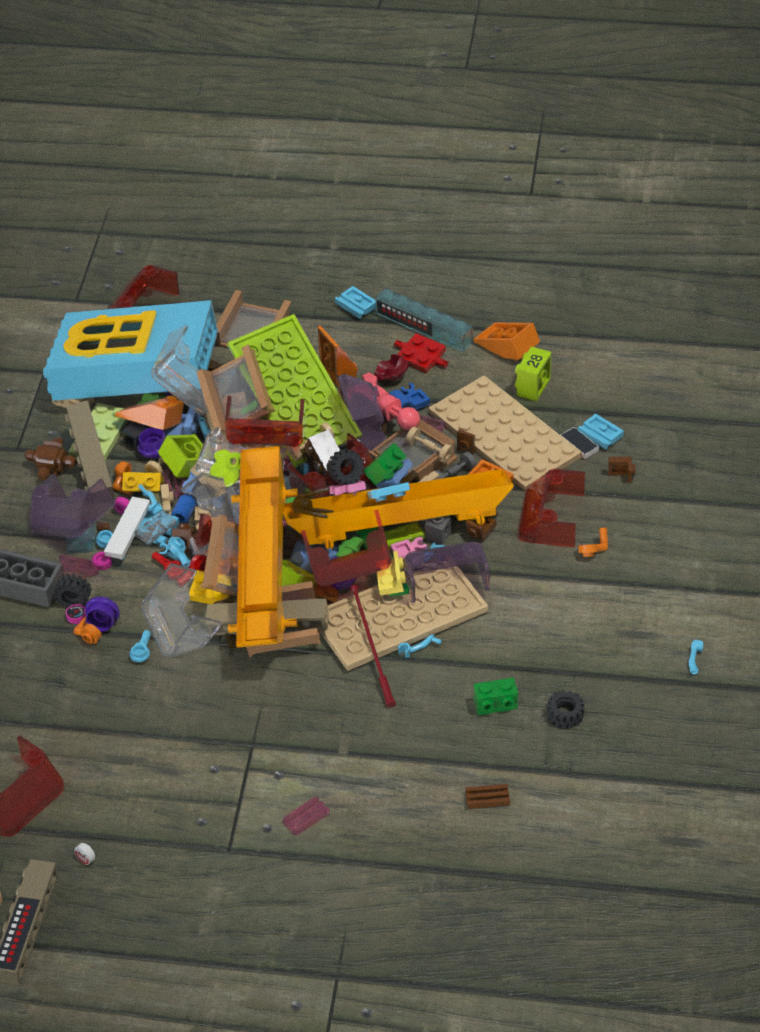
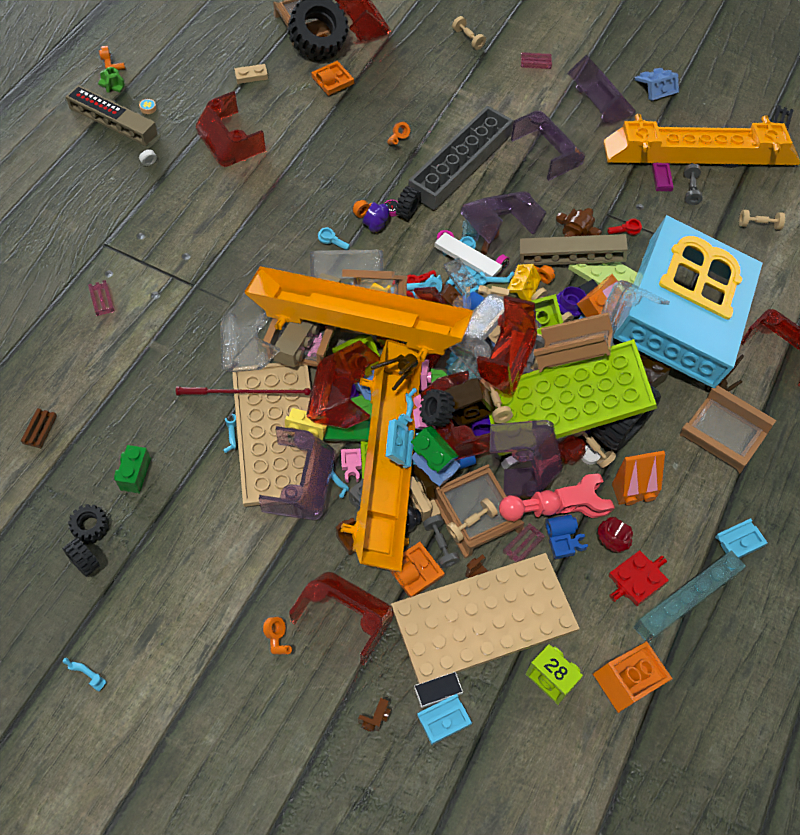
camera: 105 degrees right, 15 degrees up
(32, 425) = (632, 227): none -> red plate
(78, 565) = (439, 214): clear pink tile -> none
(224, 468) = (479, 309): lime plate -> none
(319, 668) = (239, 338): none -> clear windscreen
(346, 499) = (405, 418): none -> medium azure piece
(602, 691) = (81, 557): none -> black tyre

